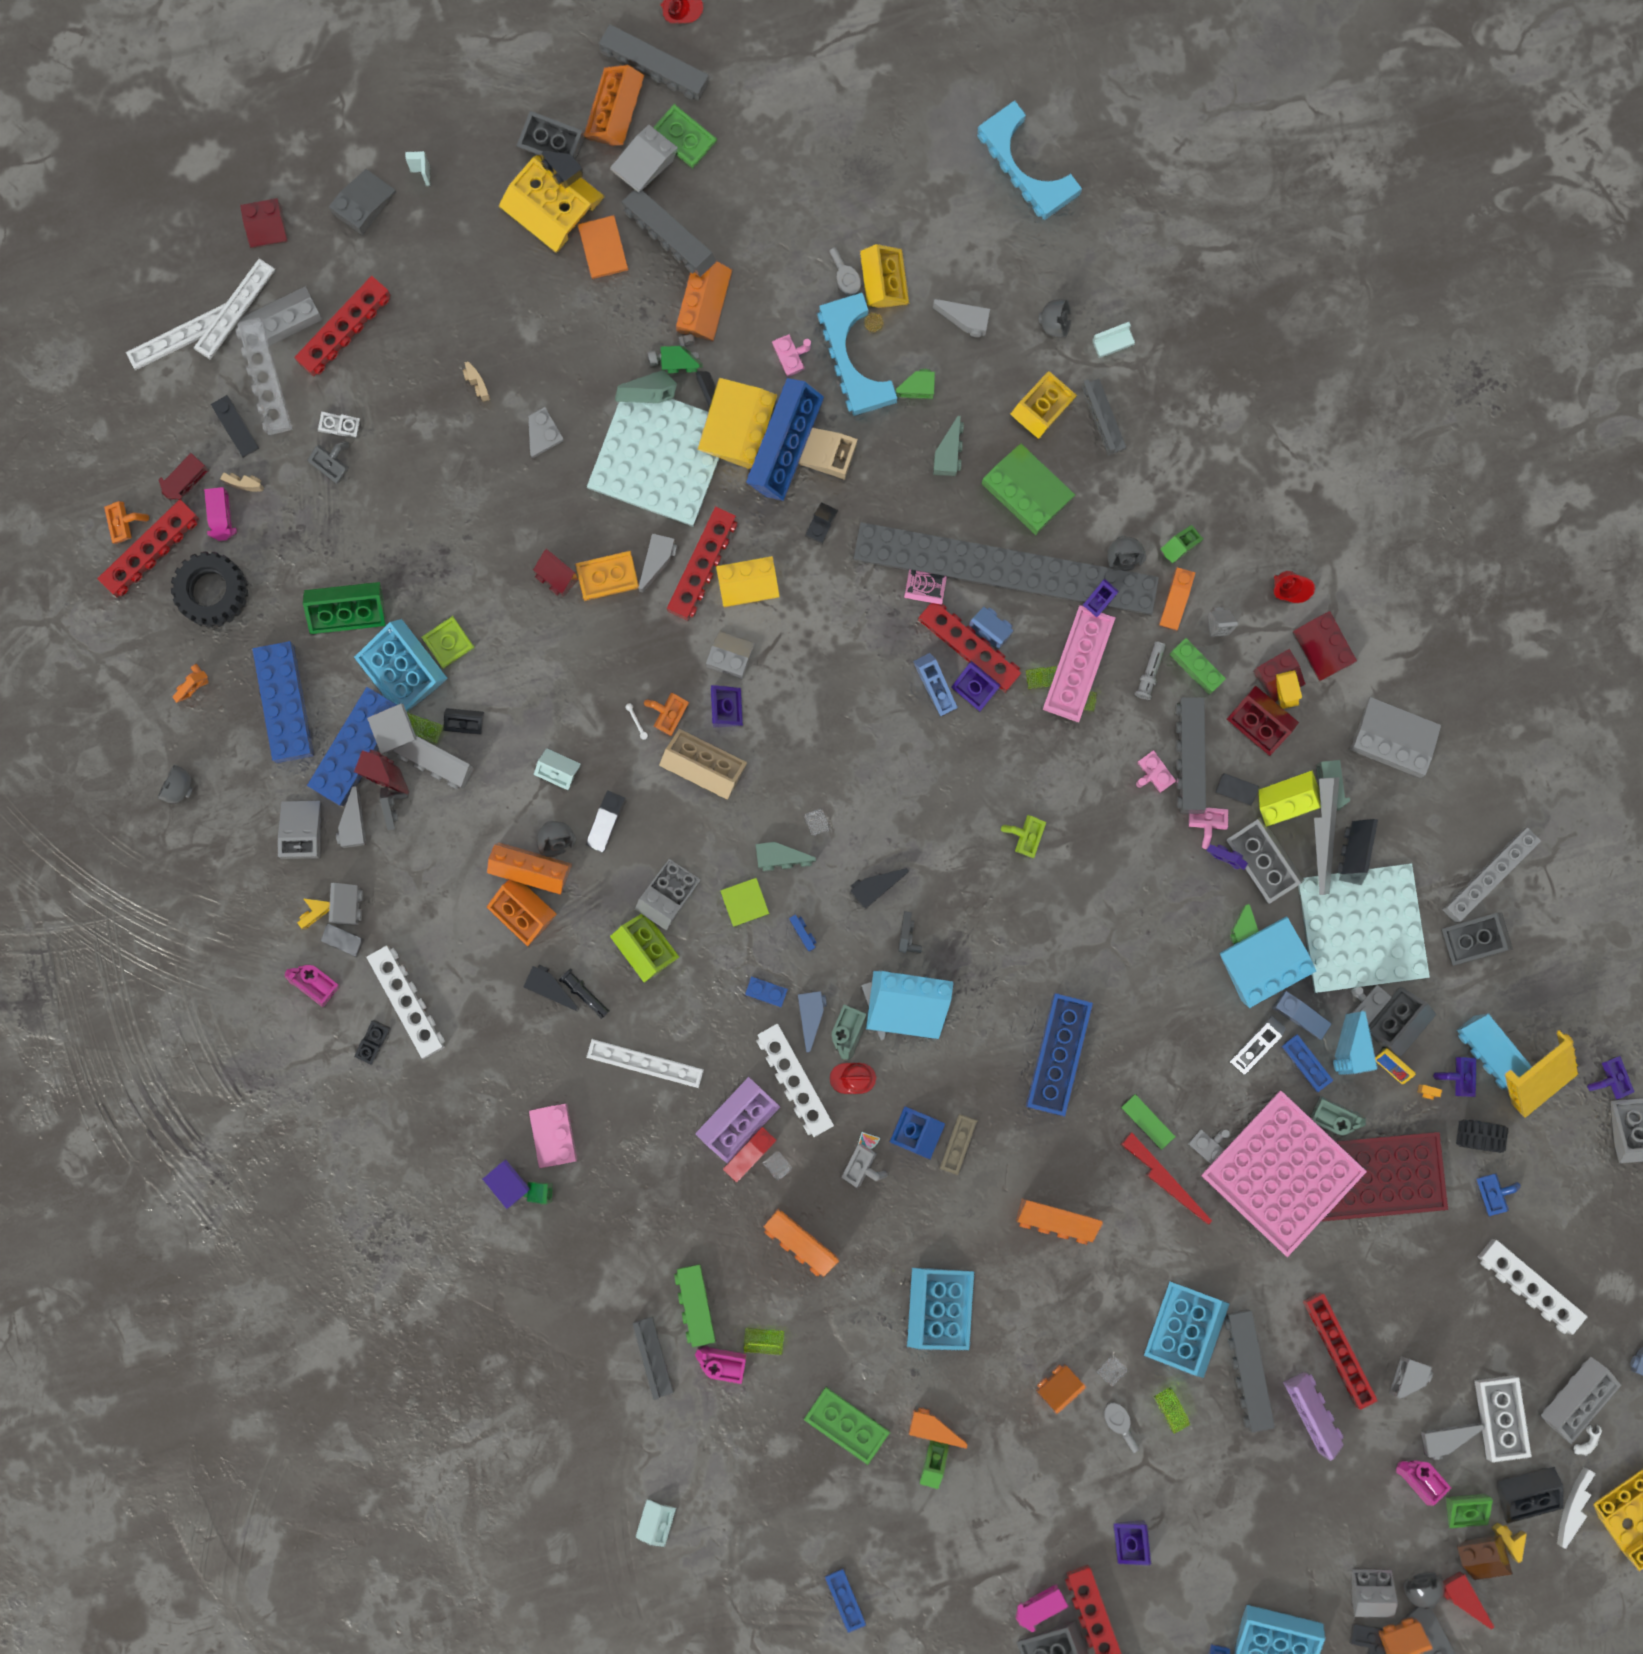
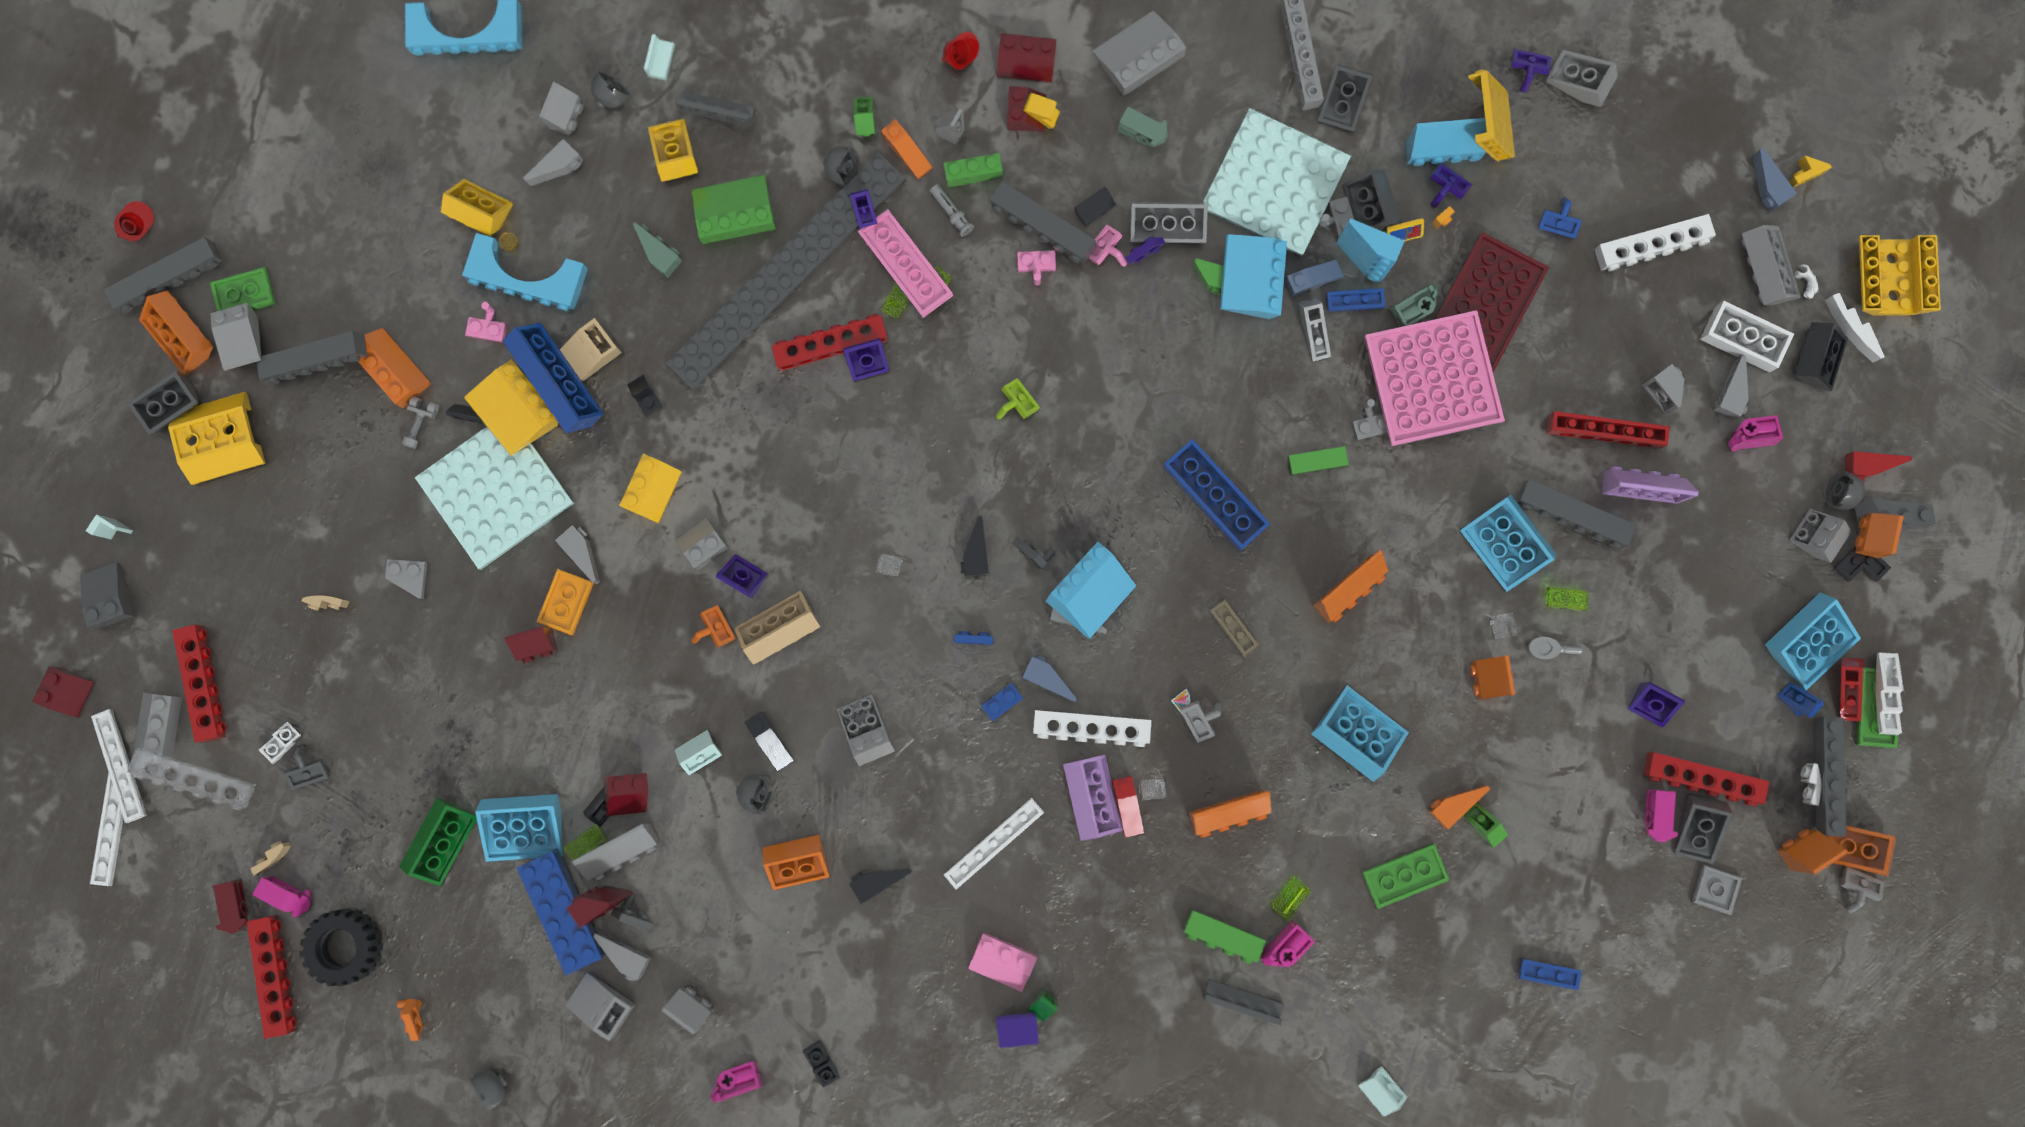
camera: 45 degrees left, 0 degrees up
(119, 522) = (229, 986): orange plate -> none
(234, 426) = (218, 832): black slope -> none
(283, 702) = (481, 948): blue brick -> none
(318, 908) = (679, 1036): yellow slope -> none
(342, 939) = (717, 1031): slope -> none
(377, 961) = (756, 1013): white brick -> none
(392, 728) = (566, 870): light grey tile -> none
(447, 642) = (528, 773): lime tile -> none
(484, 734) = (626, 794): none -> dark red slope
(528, 868) = (763, 832): orange slope -> none
(562, 166) = (193, 407): black slope -> none
(577, 987) = (893, 857): black pin -> none
(603, 247) = (288, 421): orange tile -> none
(629, 707) = (687, 657): white hinge -> none
(644, 947) = (896, 779): lime slope -> none
(647, 389) = (433, 459): sand green slope -> none
(678, 358) = (422, 421): green slope -> none
(718, 518) = (581, 478): red brick -> none
(744, 902) = (915, 670): lime tile -> none
(775, 854) = (894, 617): sand green slope -> none
(847, 277) = (455, 237): light grey piece -> none
(852, 1078) = (1121, 678): red piece -> none
(853, 1024) = (1075, 648): sand green piece -> none
(917, 1132) = (1202, 655): blue slope -> none
(918, 385) = (585, 240): bright green slope -> none
(925, 587) = (756, 345): tile -> none
(935, 683) = (841, 391): medium blue slope -> none
(991, 627) = (827, 314): medium blue slope -> none
(1013, 291) = (561, 109): none -> light grey slope
(1161, 1176) = (1370, 479): red slope -> none
(1262, 720) = (1053, 148): dark red slope -> none
(1289, 798) = (1132, 167): neon yellow slope -> none
(1325, 831) = (1177, 156): light grey slope -> none
(1357, 851) = (1211, 142): black slope -> none
(1468, 1510) = (1801, 413): bright green slope -> none
(1482, 1136) = (1509, 198): black tyre -> none
(1485, 1557) = (1849, 425): reddish brown slope -> none
(1513, 1544) = (1852, 396): yellow slope -> none

